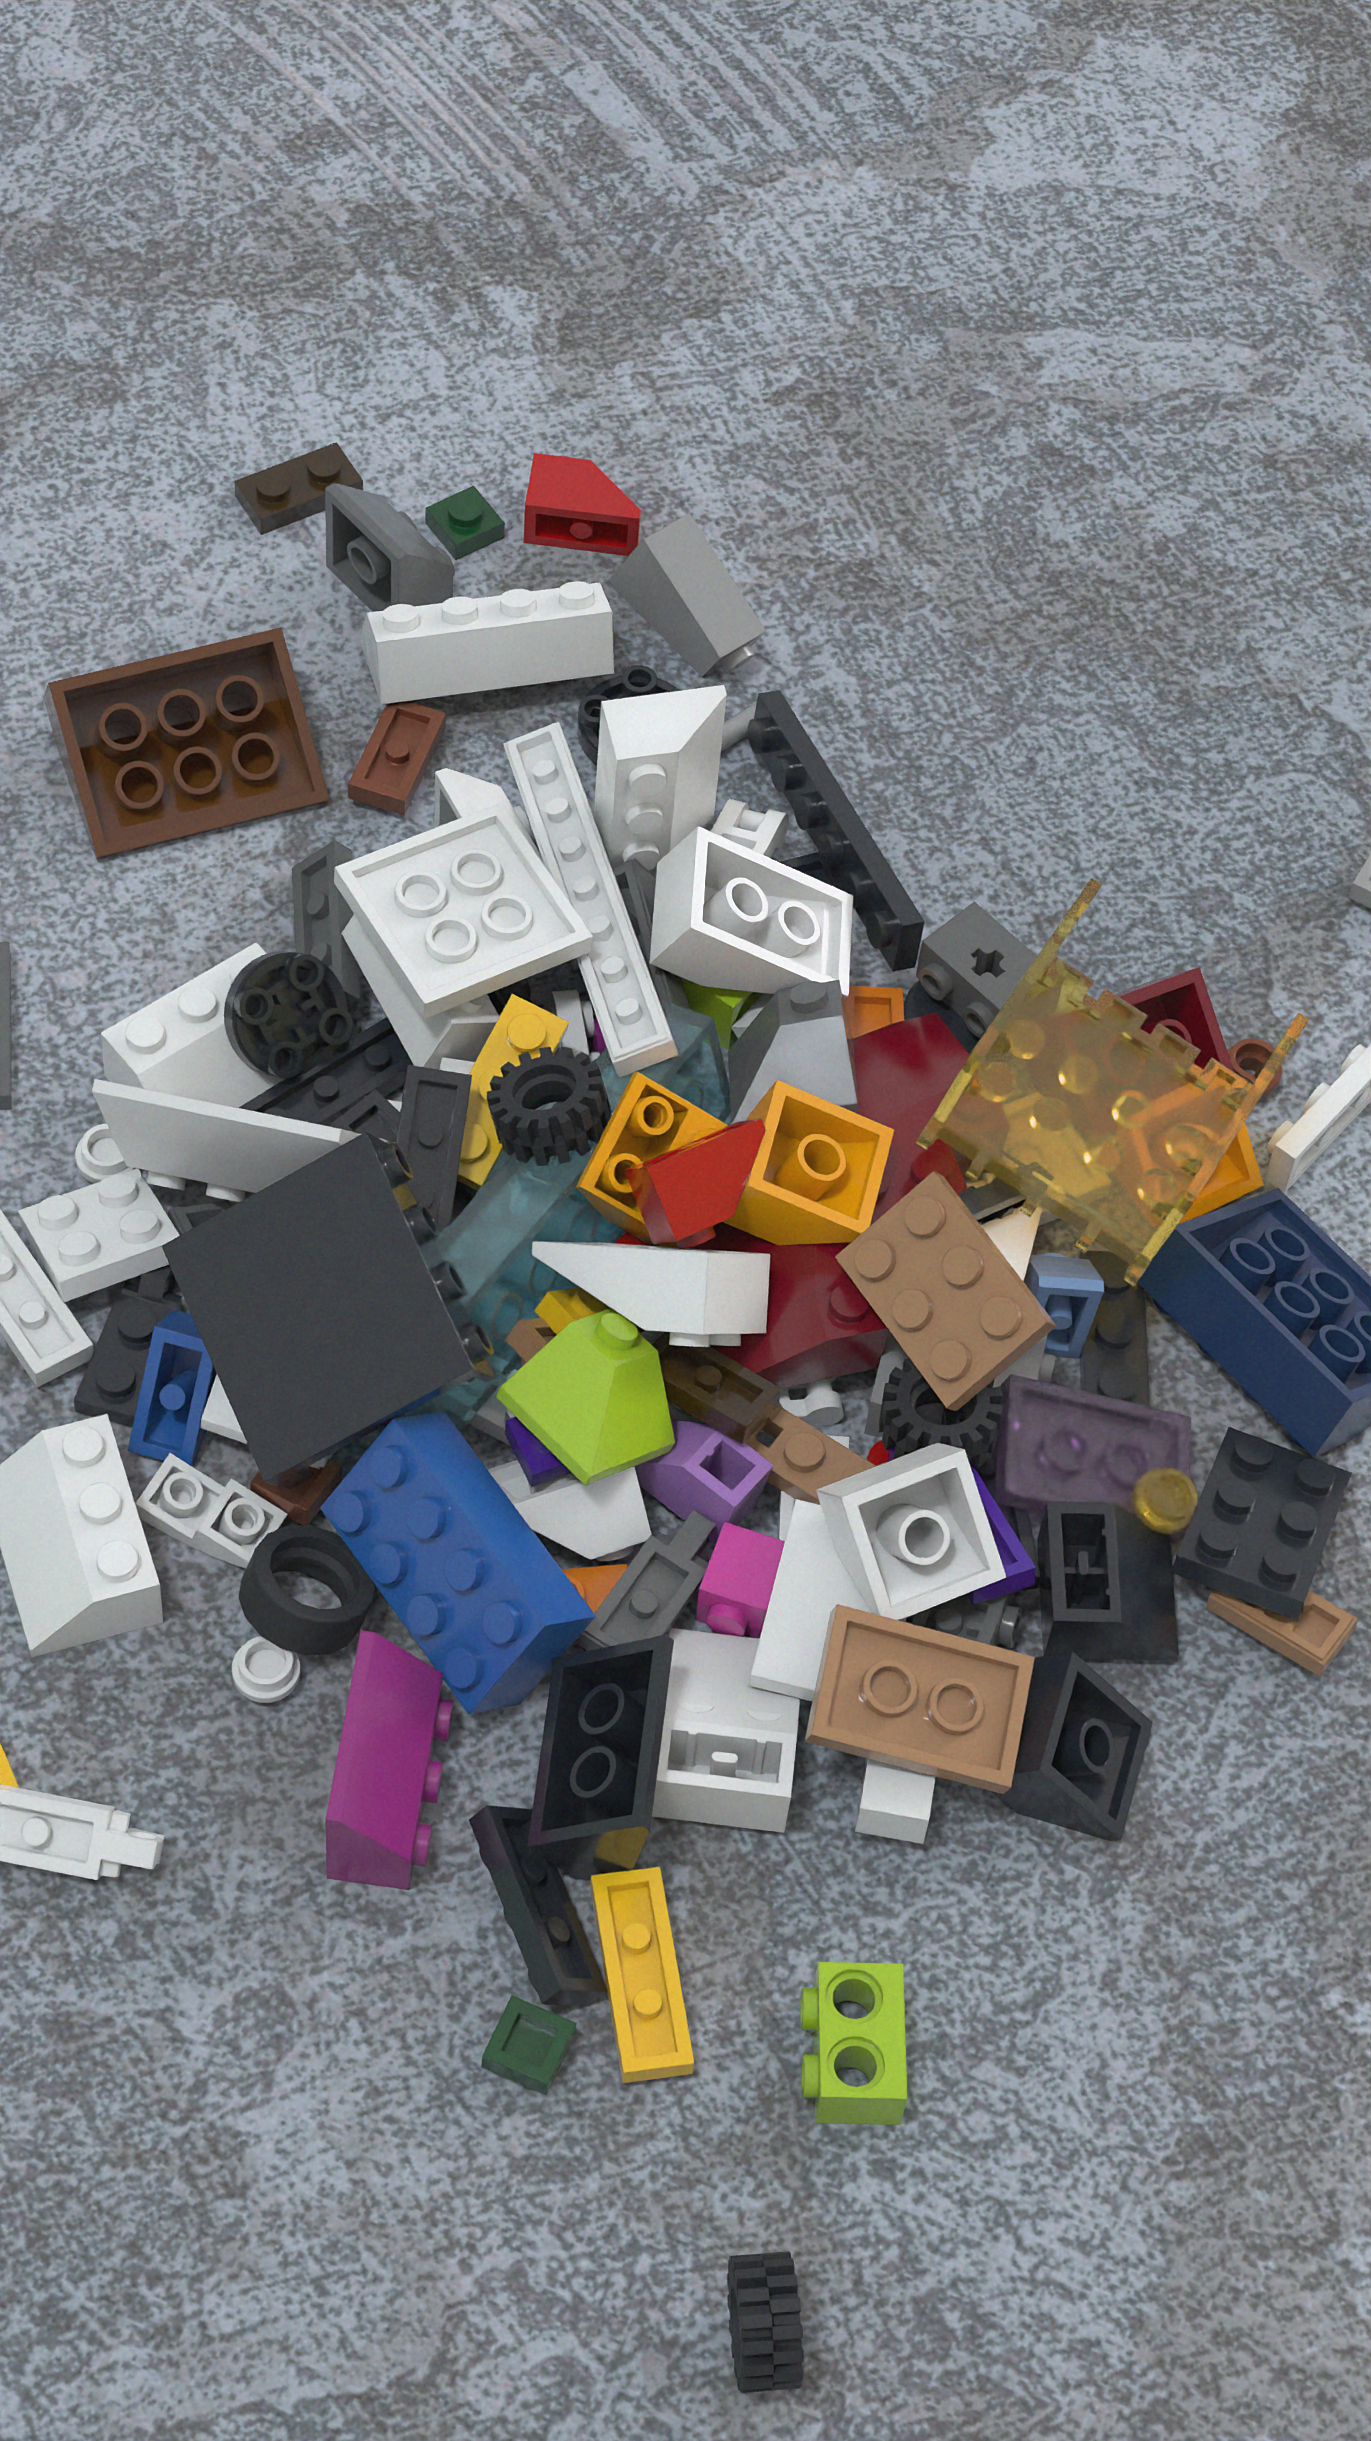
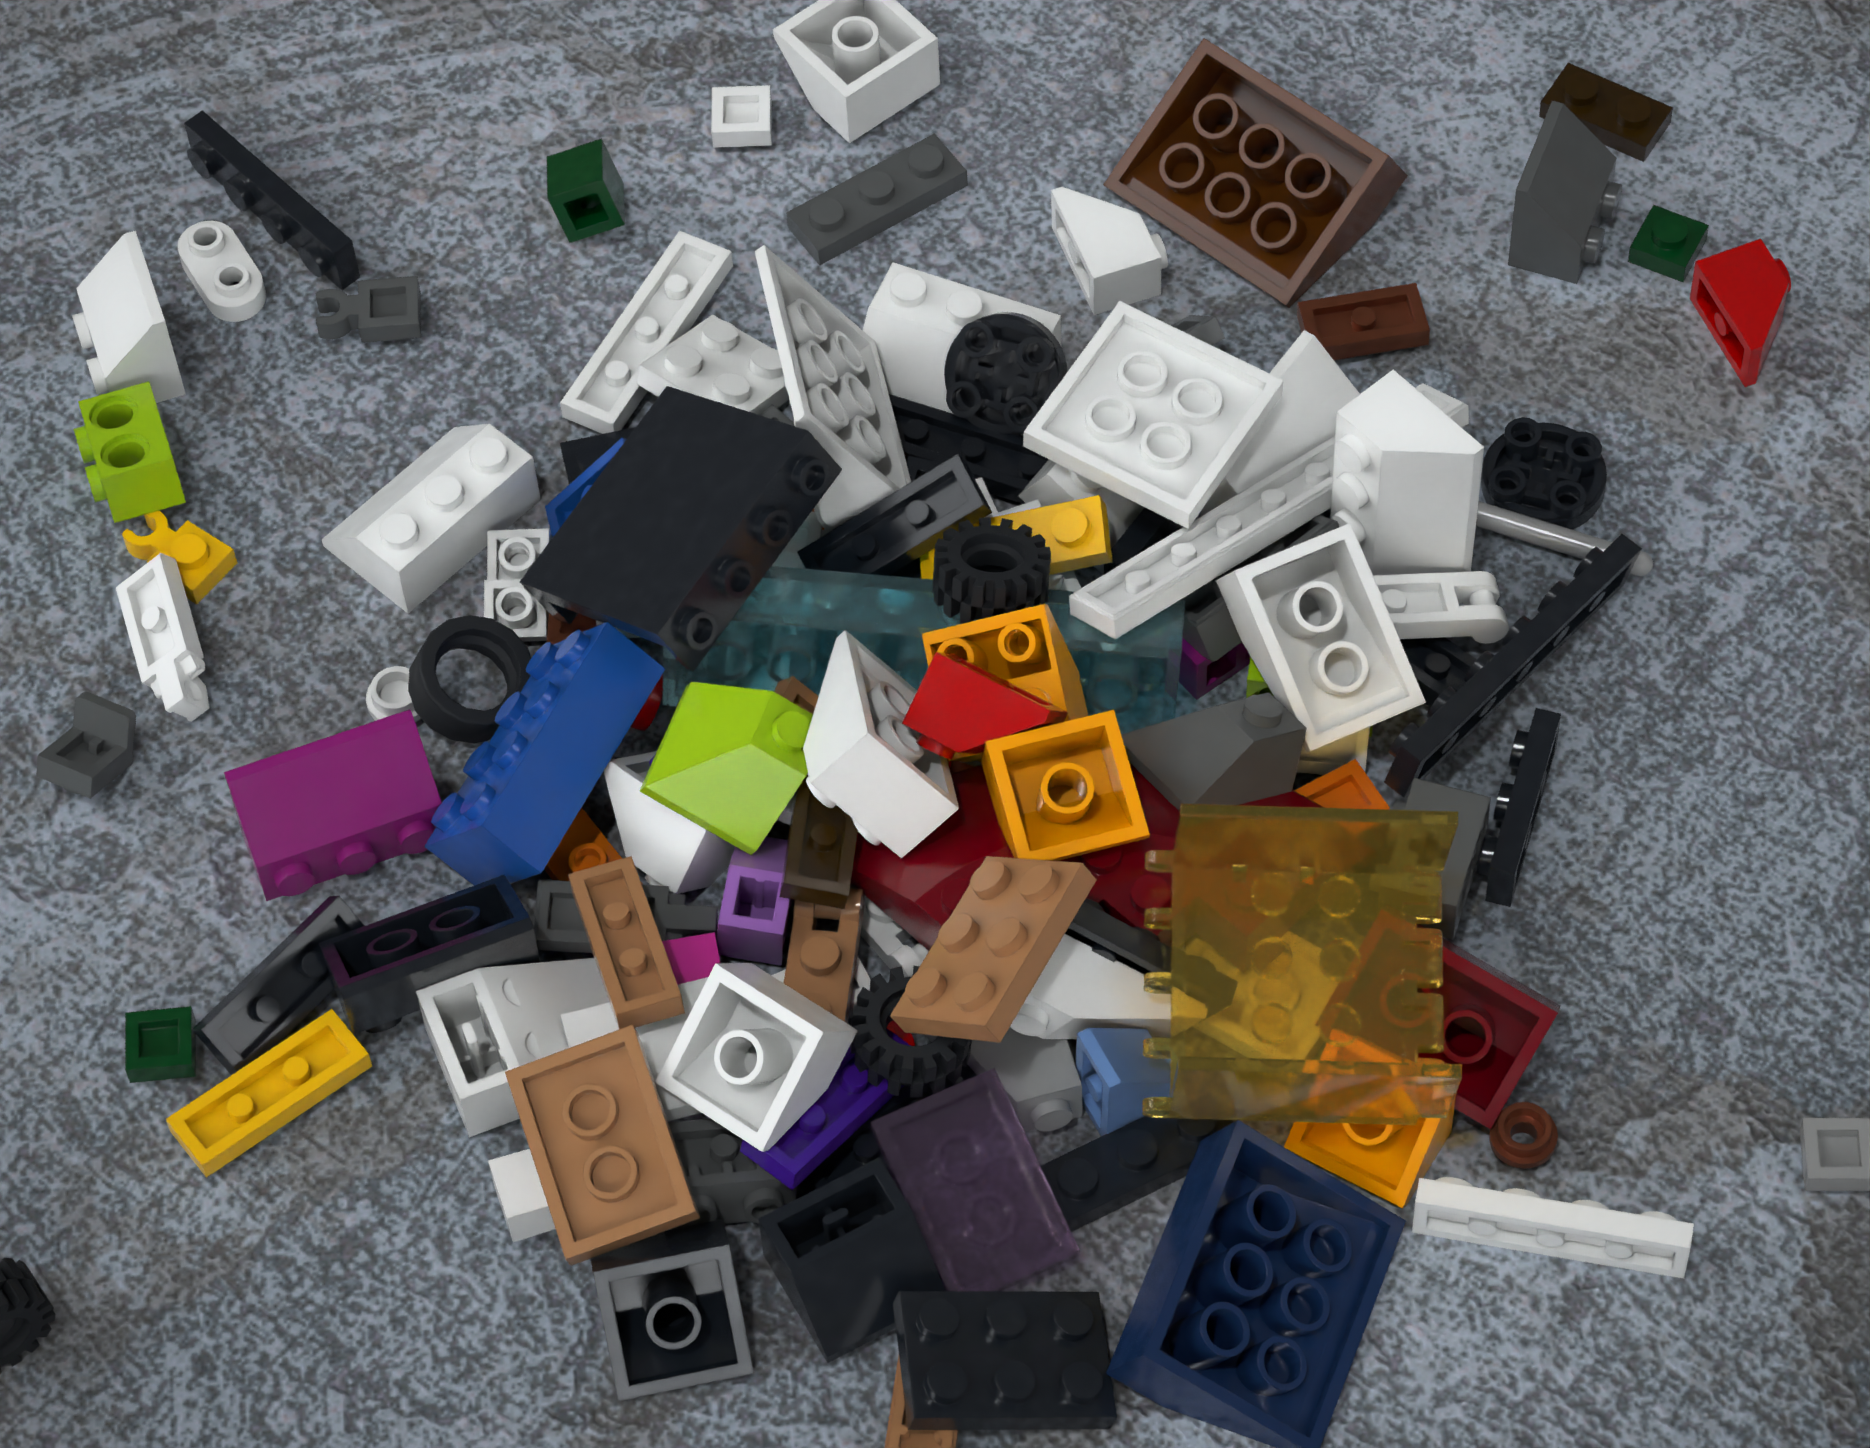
camera: 70 degrees right, 0 degrees up
(147, 1956) = (93, 749): none -> dark grey bracket
(179, 887) = (1107, 249): none -> white slope
(489, 642) = (1520, 317): white slope -> none
(689, 598) = (1700, 436): light grey slope -> none
(719, 1583) = (626, 943): none -> medium nougat plate
(868, 2043) = (298, 1293): lime brick -> none
(938, 886) = (1518, 806): none -> black plate
(1164, 1500) = (959, 1260): clear yellow plate -> none

